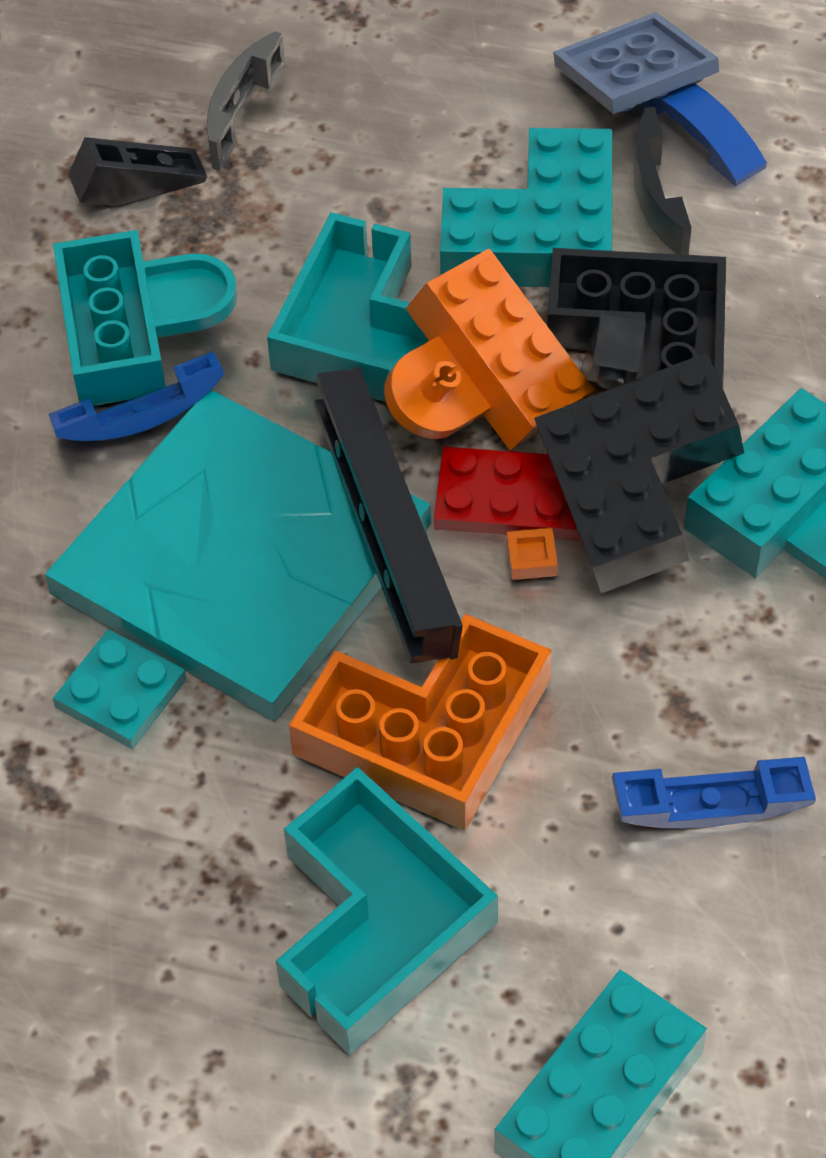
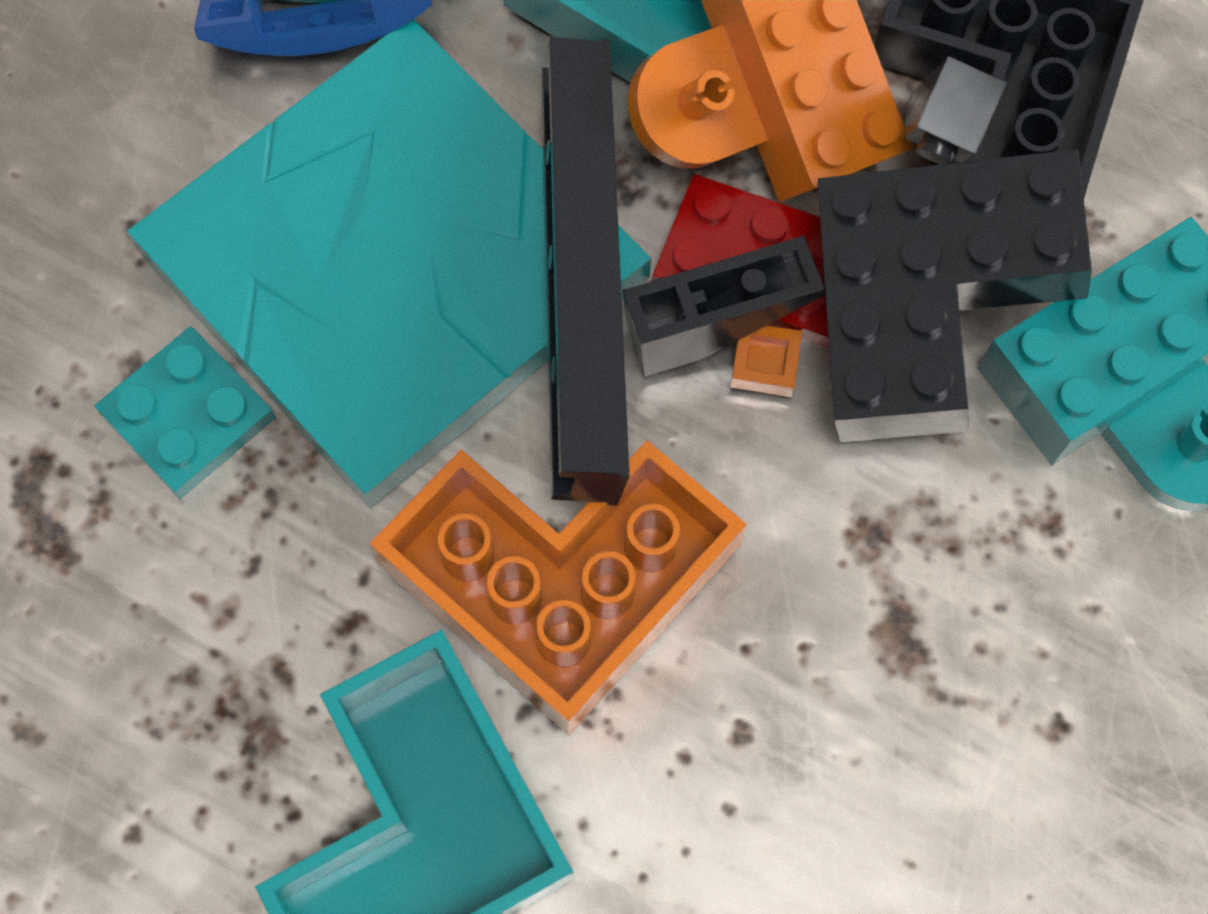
camera: 10 degrees right, 15 degrees up
(488, 520) = (718, 303): none -> black slope
(713, 799) = (907, 777): blue slope -> none

